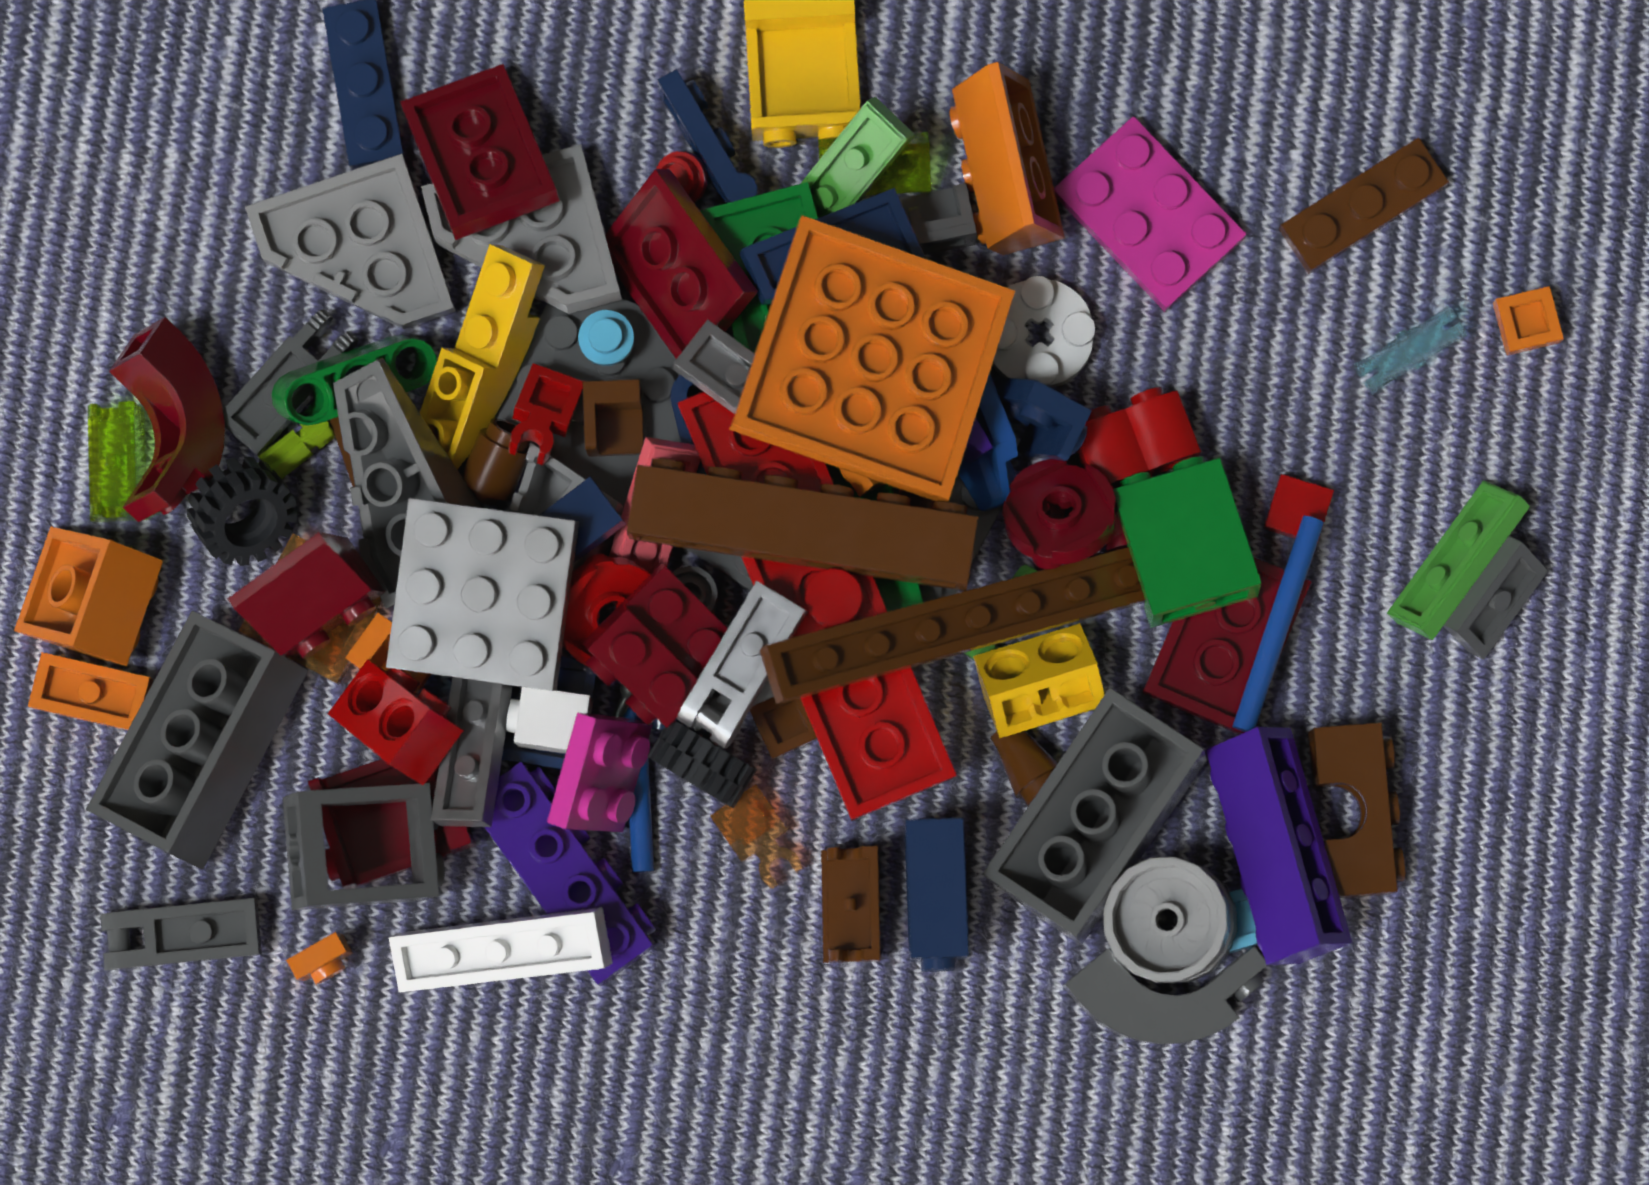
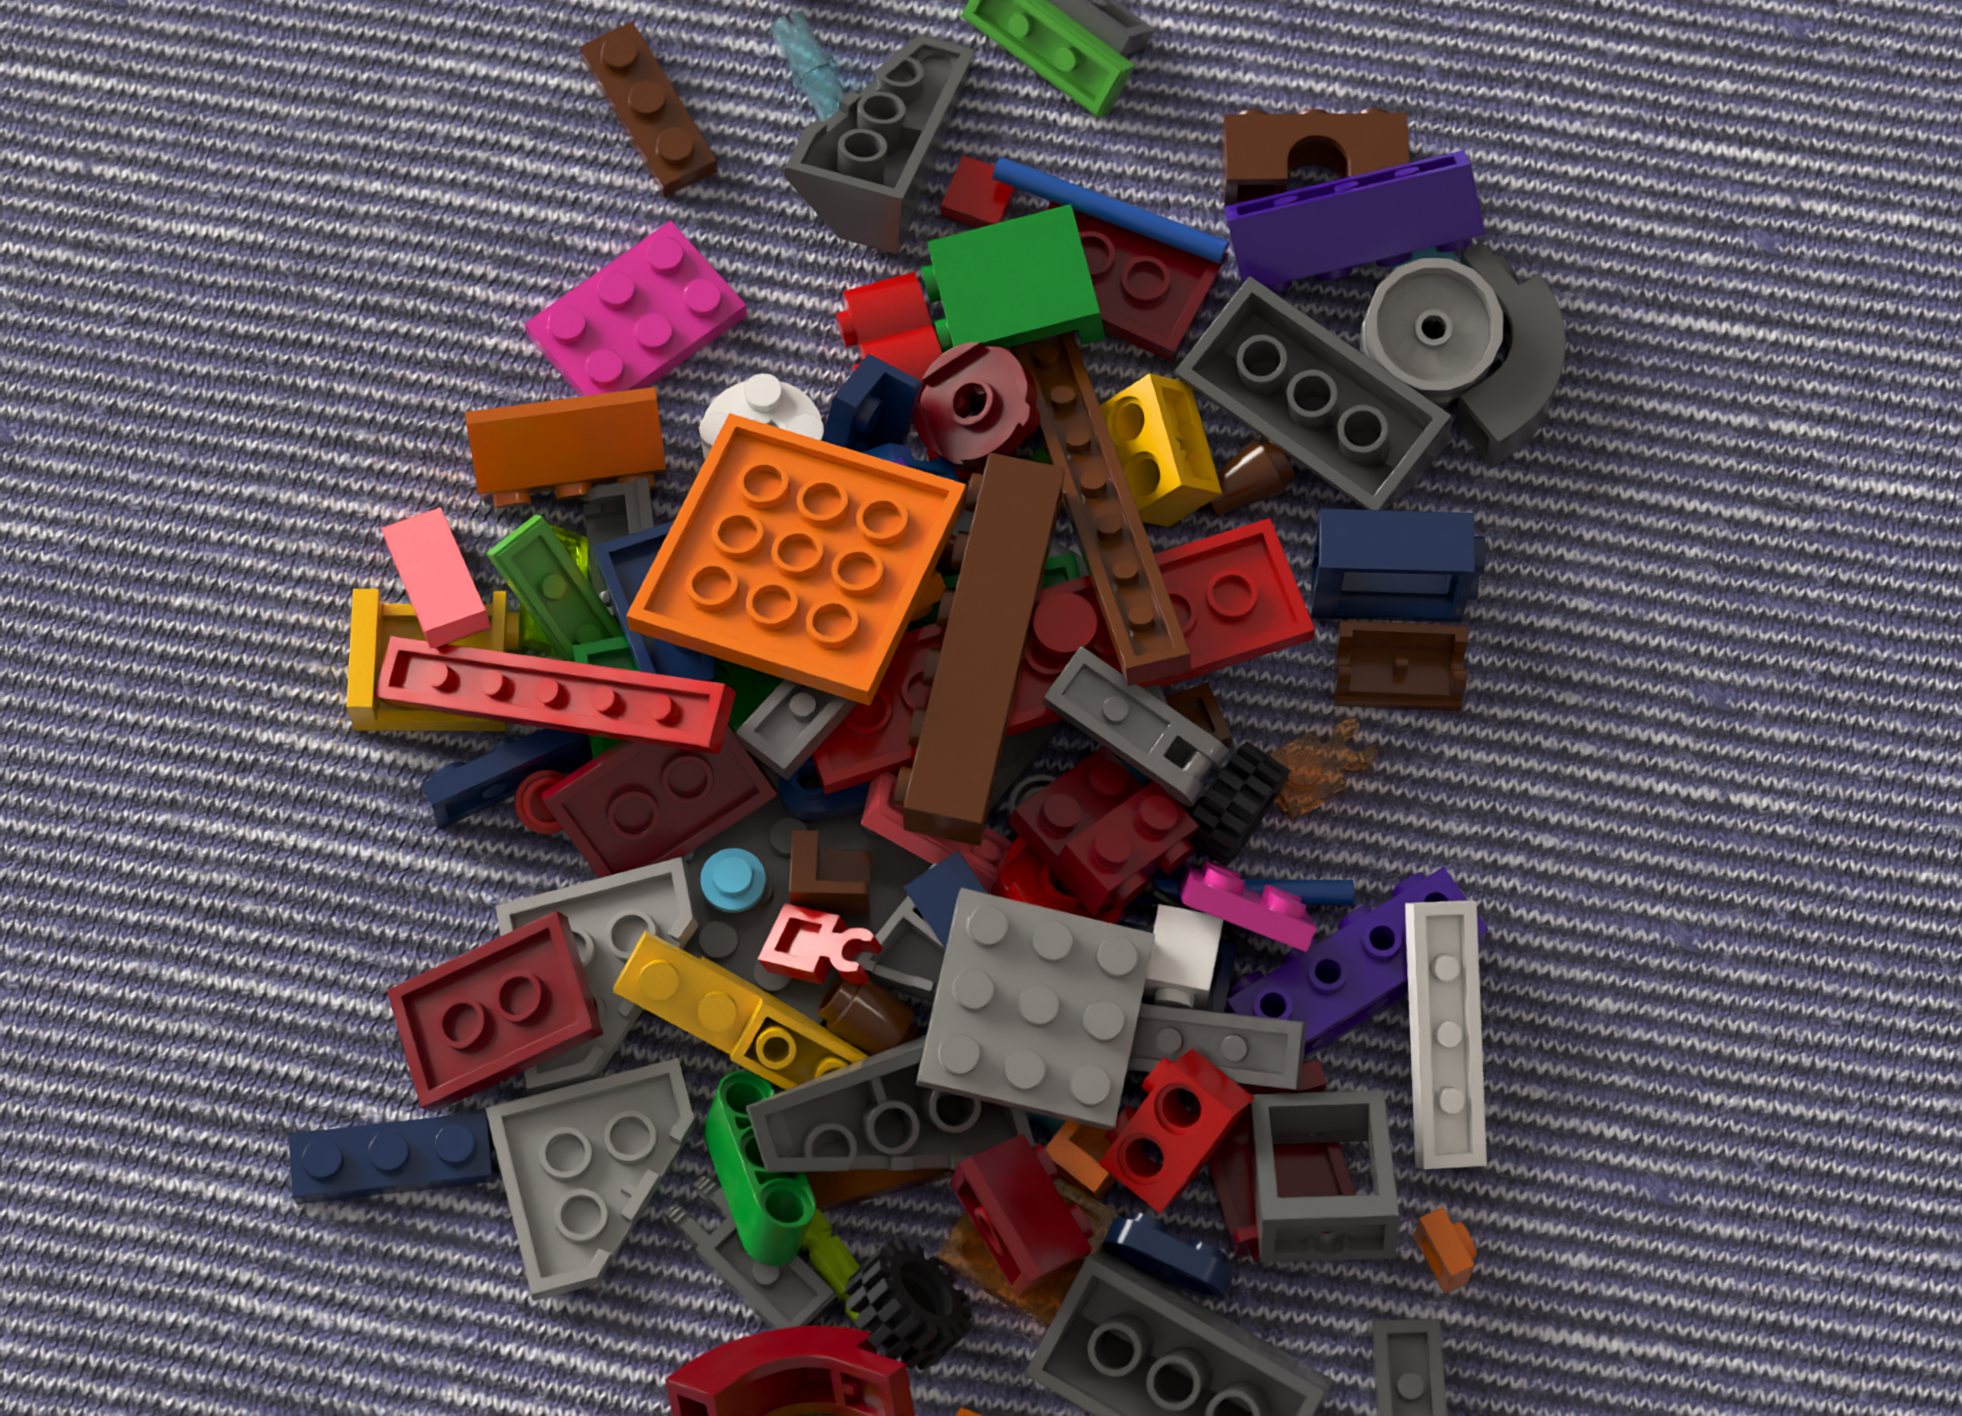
camera: 90 degrees left, 15 degrees down
(309, 703) = (1191, 1267): none -> dark blue plate
(744, 168) = (556, 694): none -> plate
(870, 61) = (436, 578): none -> coral tile
(1326, 411) = (877, 152): none -> dark grey wedge

